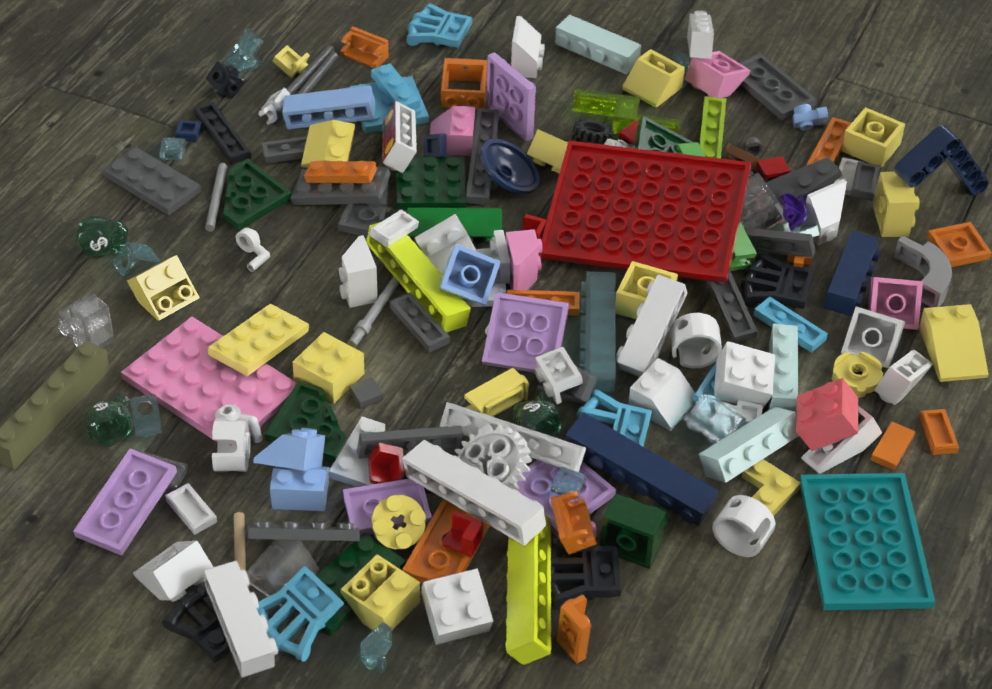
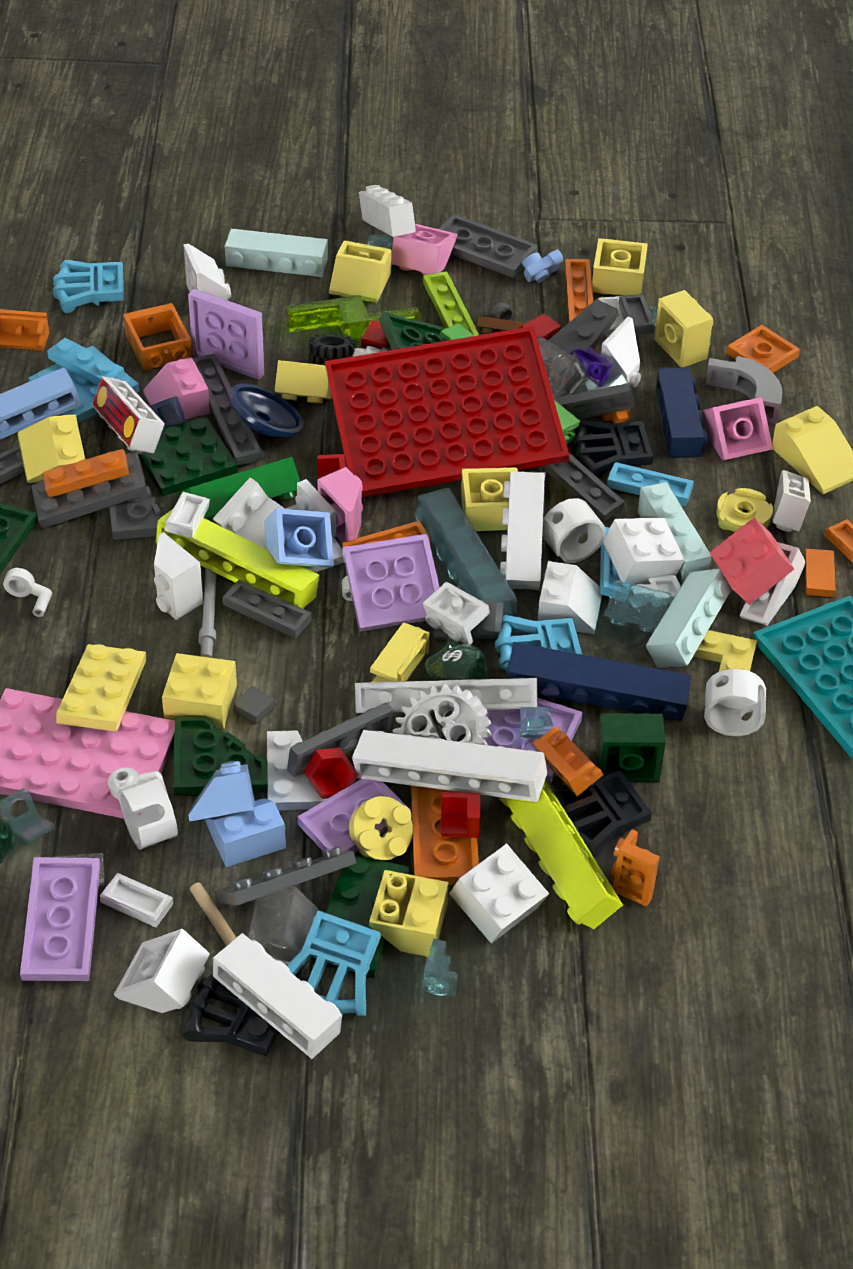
camera: 25 degrees left, 0 degrees up
(873, 335) = (737, 467): white slope -> none
(933, 151) = (714, 259): dark blue beam -> none

